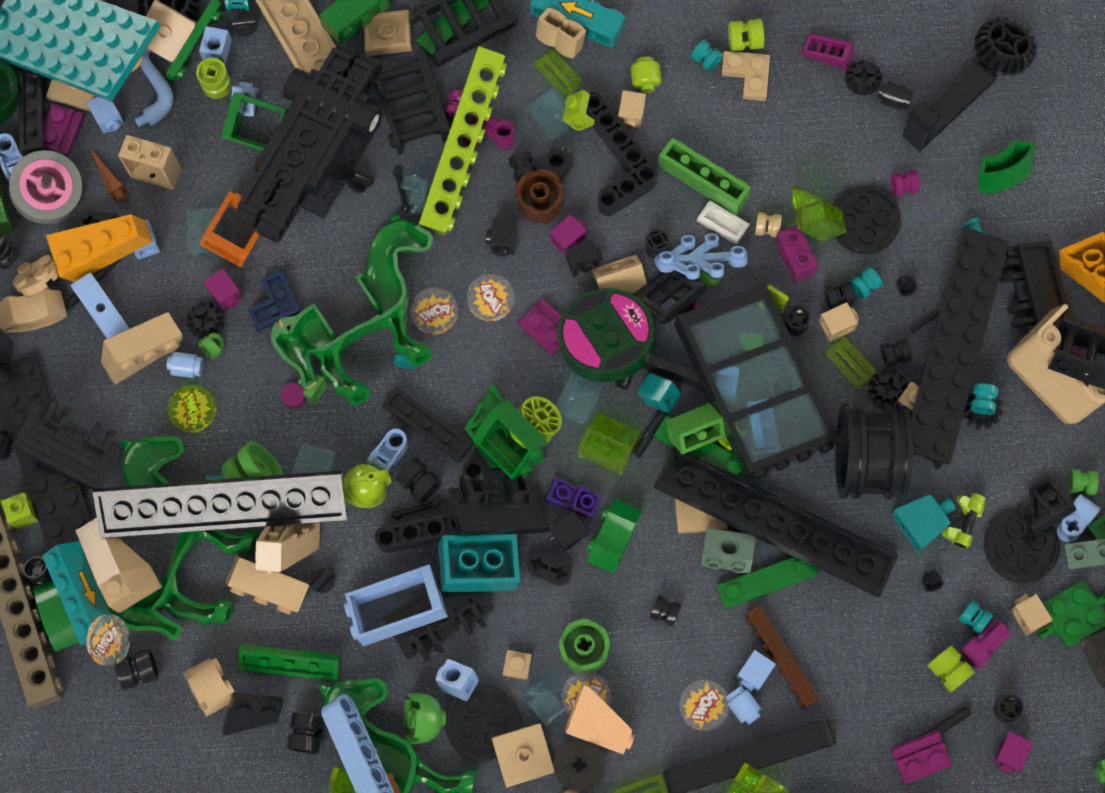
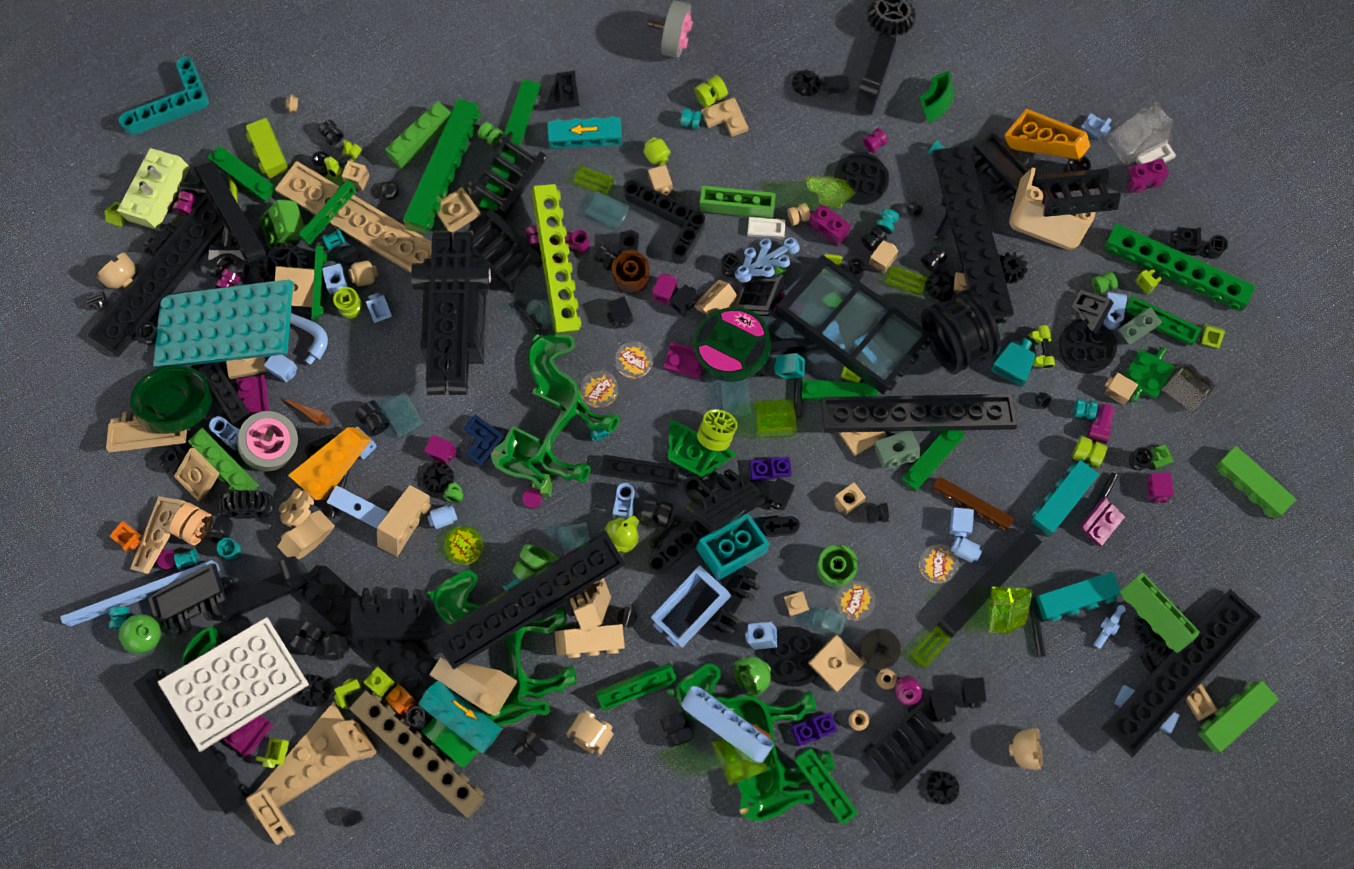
camera: 30 degrees left, 0 degrees up
(31, 542) = (401, 700): none -> orange bracket
(107, 640) = (501, 738): clear tile -> none
(146, 158) = (332, 382): tan window -> none
(170, 218) = (372, 418): none -> black wheel
(222, 246) = (418, 418): orange window -> none
(236, 114) = (380, 320): green window -> none
(248, 53) = (362, 273): none -> tan head
(251, 711) = (629, 735): black wing -> none
(359, 182) = (494, 325): black plate -> none
(499, 450) = (705, 462): green window -> none
(560, 33) = (581, 151): tan brick -> none
(576, 109) = (623, 199): lime bracket -> none
(597, 722) = (875, 613): light nougat slope -> none
(614, 535) = (813, 480): green brick -> none
(650, 570) = (852, 491): none -> tan brick
(696, 428) = (830, 377): bright green brick -> none
(826, 57) = (779, 80): magenta slope -> none
(892, 706) = (1064, 498): none -> teal brick
(984, 399) = (1013, 259): teal wheel -> none
(1034, 718) = (1161, 457): none -> bright green tile

